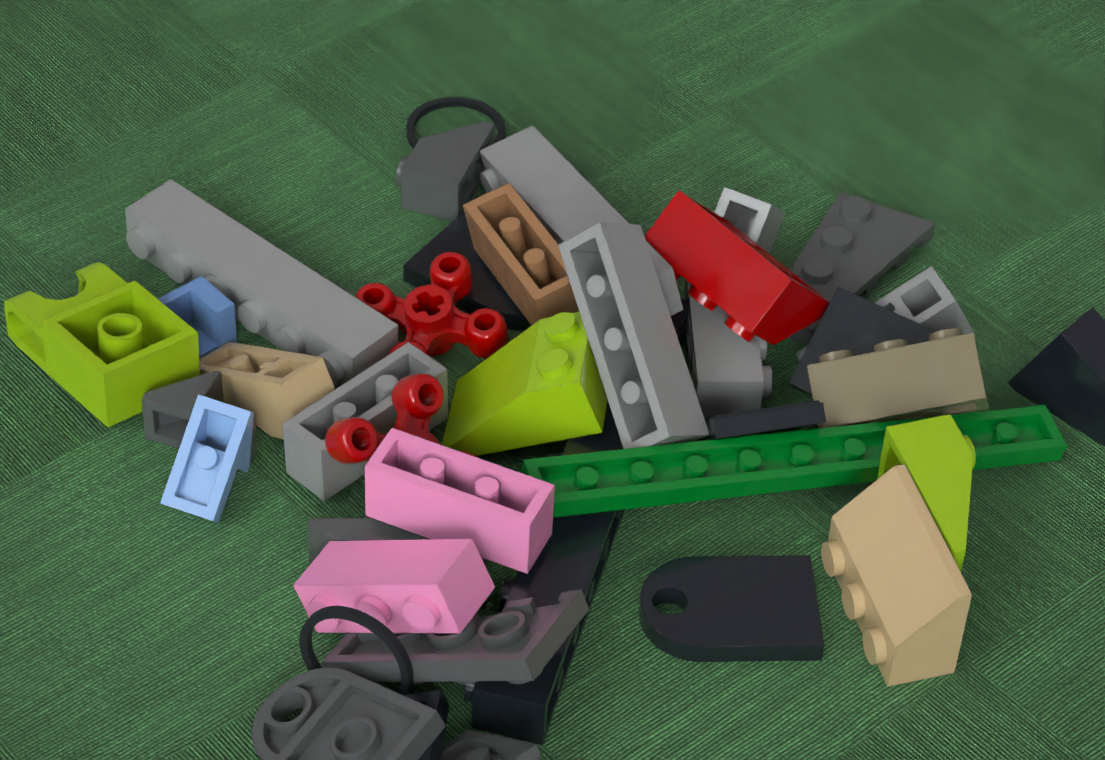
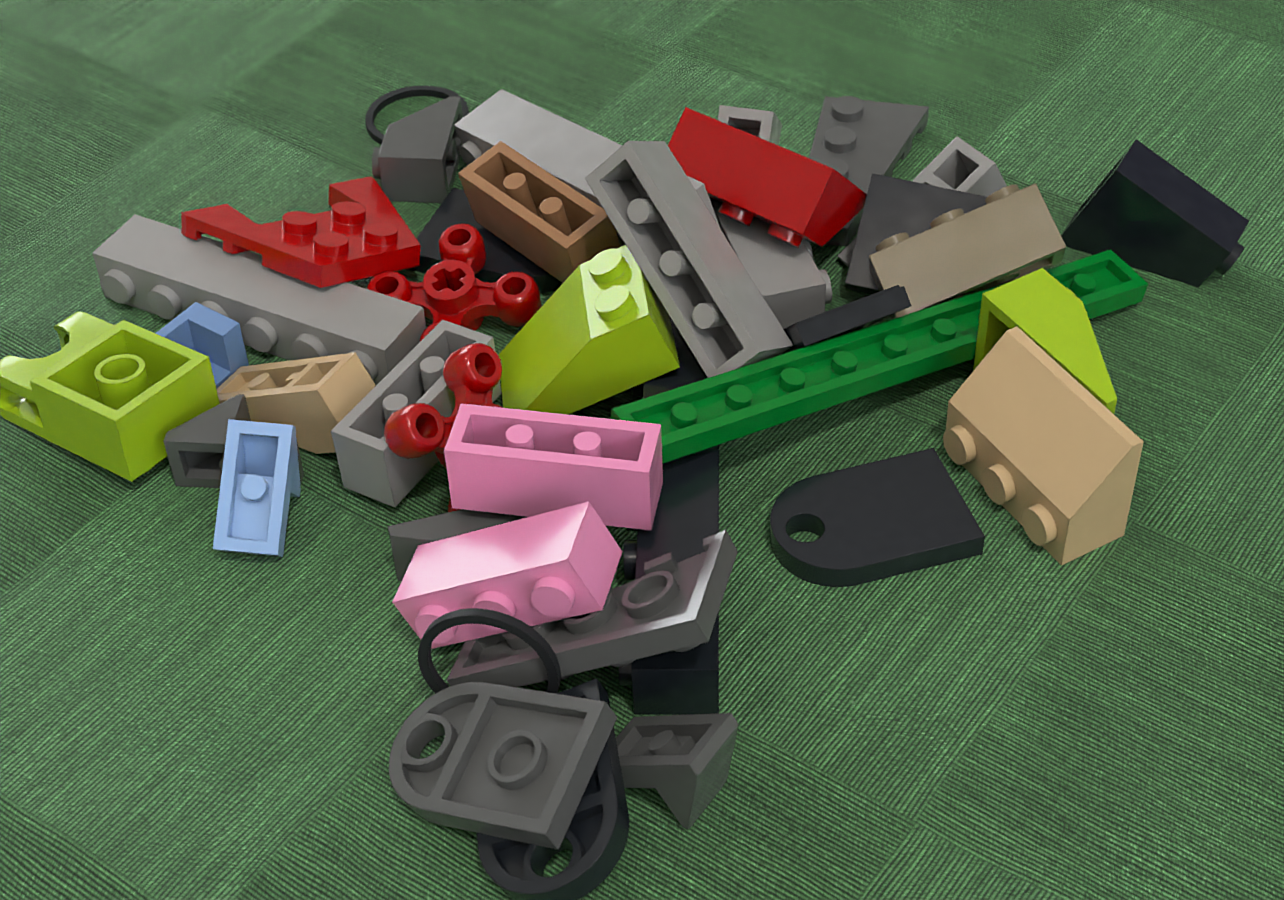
camera: 10 degrees left, 0 degrees up
(329, 248) = (324, 248): none -> red wing

